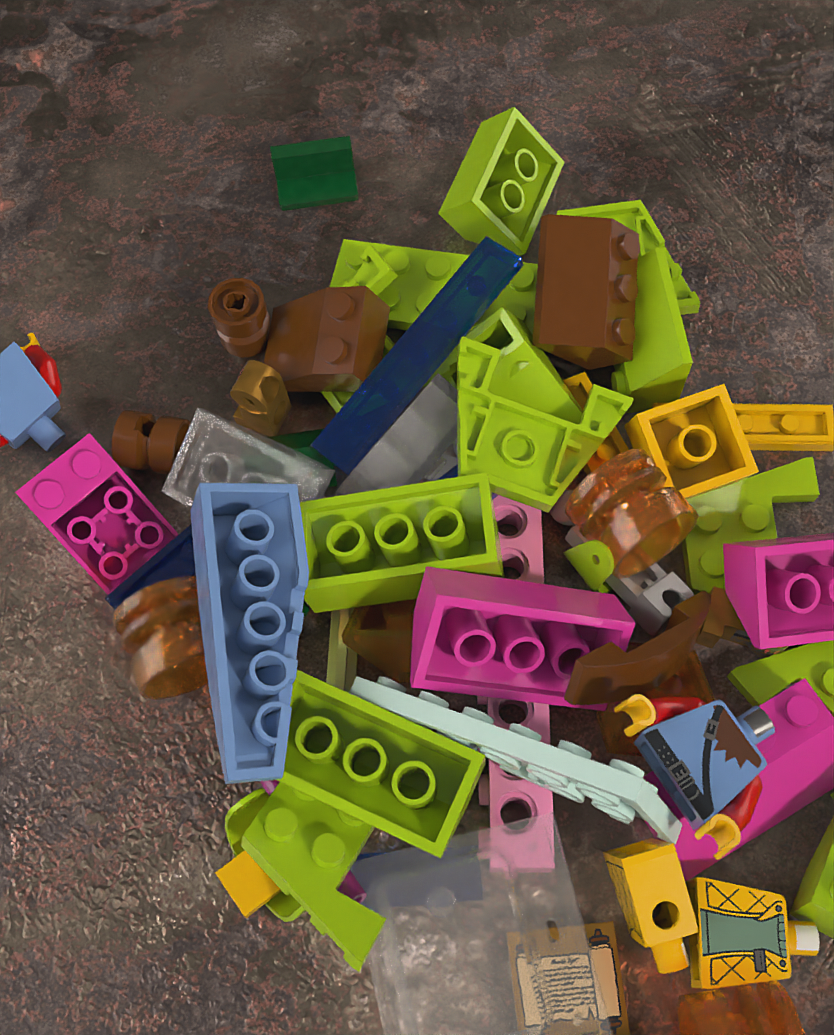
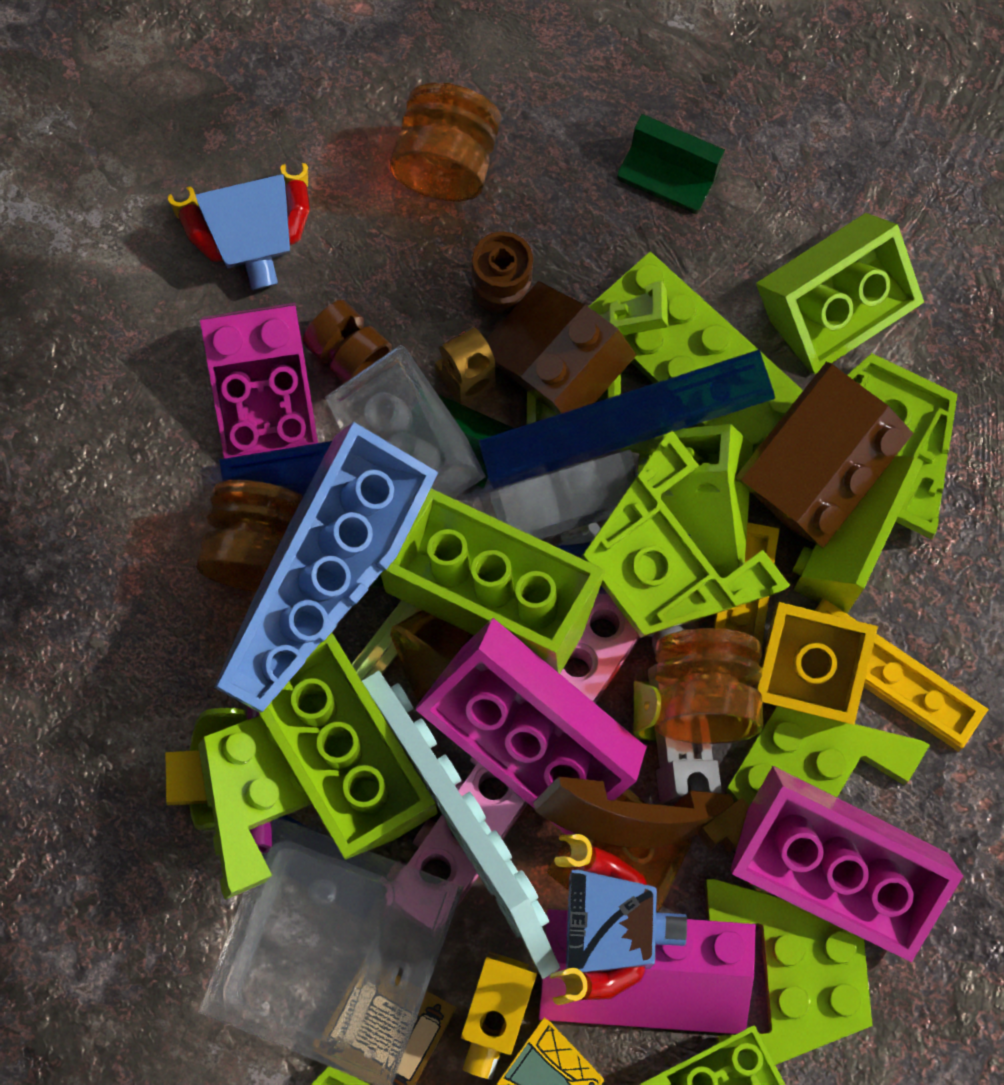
camera: 25 degrees right, 5 degrees up
(132, 249) = (445, 142): none -> clear orange wheel

